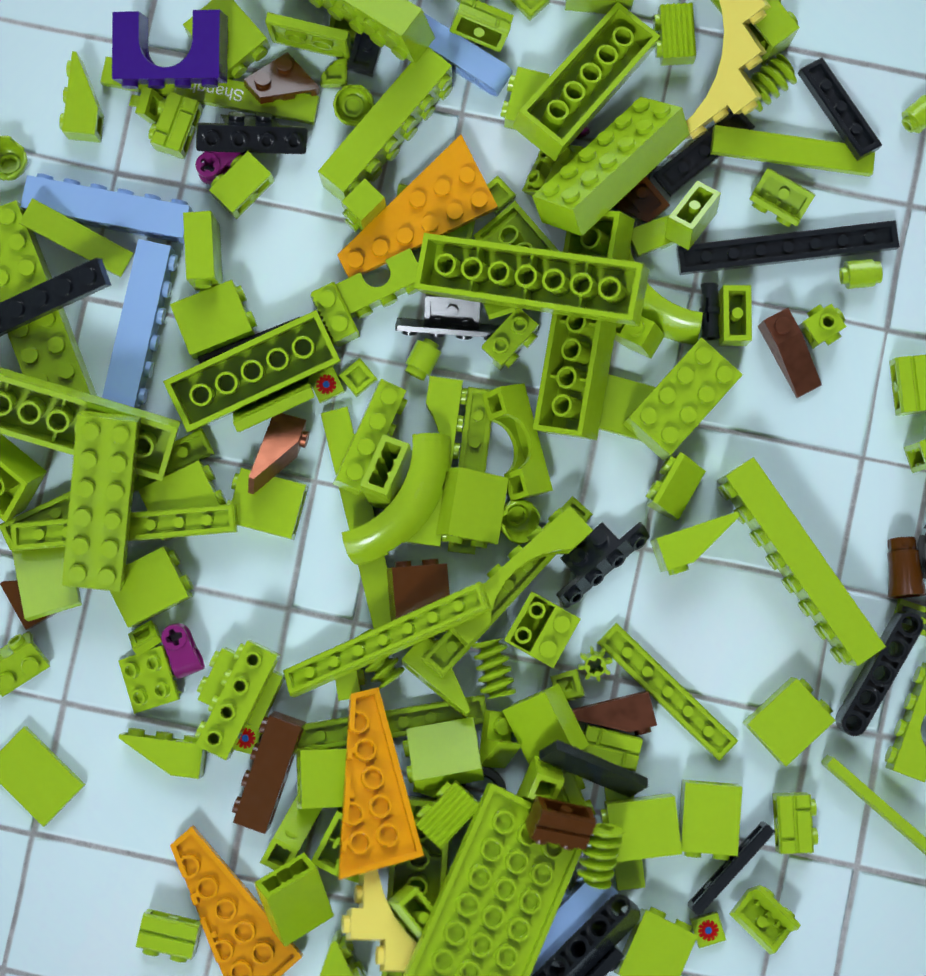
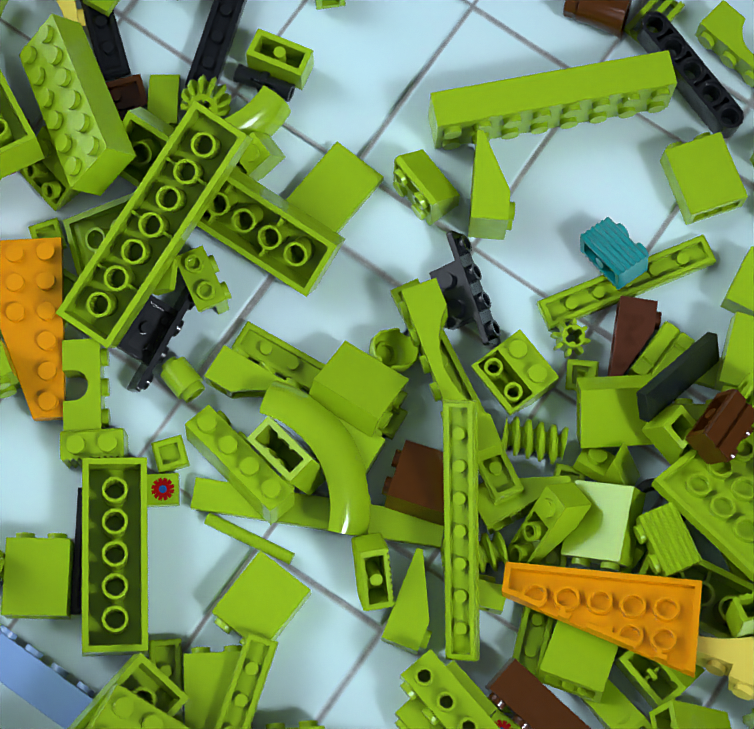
camera: 70 degrees left, 10 degrees down
(273, 405) = (161, 549): lime tile -> none
(278, 449) = (208, 561): copper slope -> none
(305, 627) = (410, 613): none -> lime slope
(316, 471) = (249, 538): none -> lime bar
(326, 582) = (372, 571): none -> lime brick
(424, 708) = (548, 523): none -> lime slope
(512, 411) = (277, 311): lime arch -> none
(668, 270) = (203, 91): none -> lime gear
(682, 399) = (341, 142): lime brick -> none
(685, 671) = (614, 252): none -> teal brick
(692, 215) = (161, 55): lime brick -> none
(790, 352) = (338, 25): copper slope -> none

